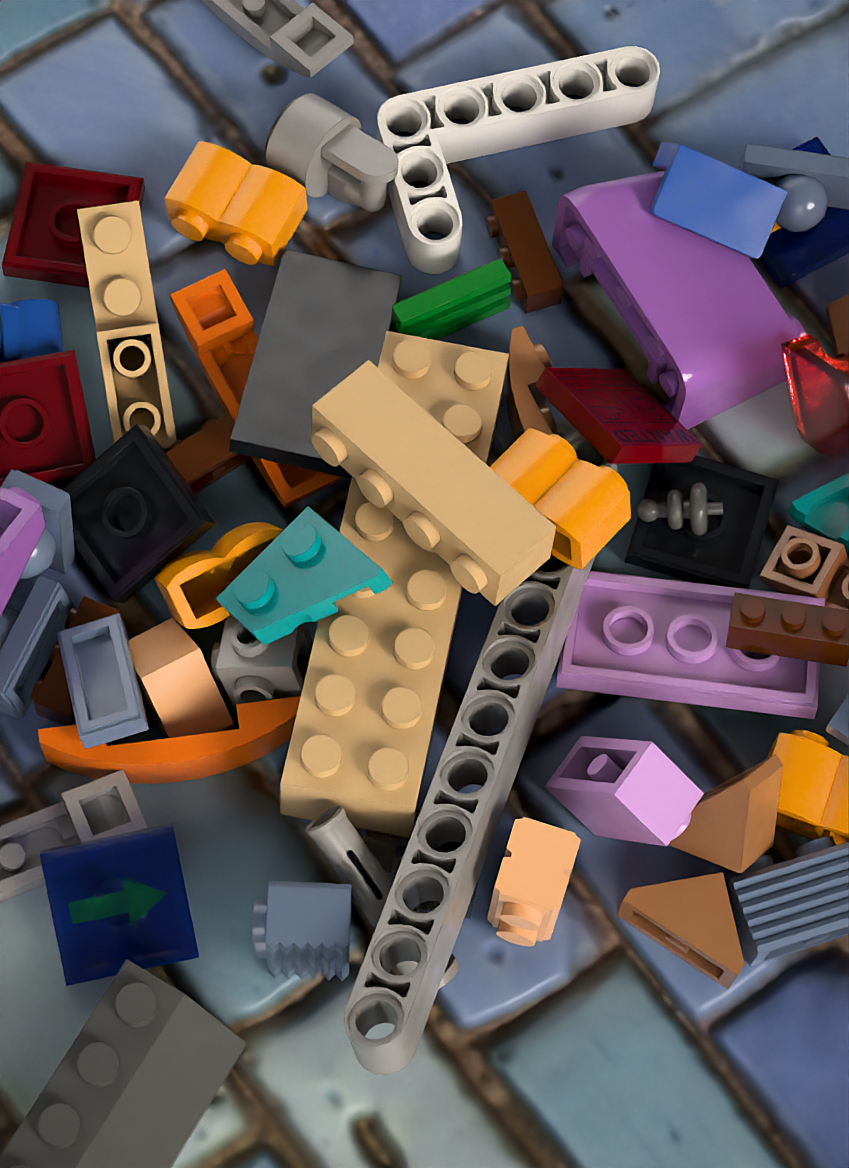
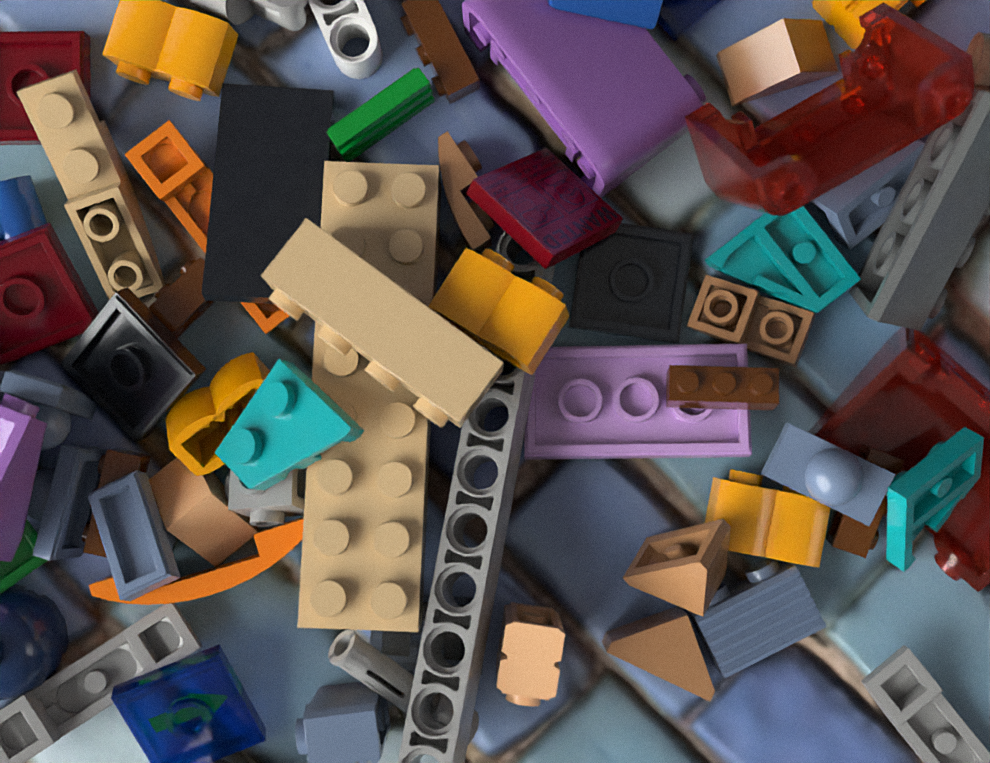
camera: 10 degrees left, 20 degrees up
(625, 790) = (596, 562): lavender brick -> none
(678, 509) = (609, 283): dark grey hair -> none

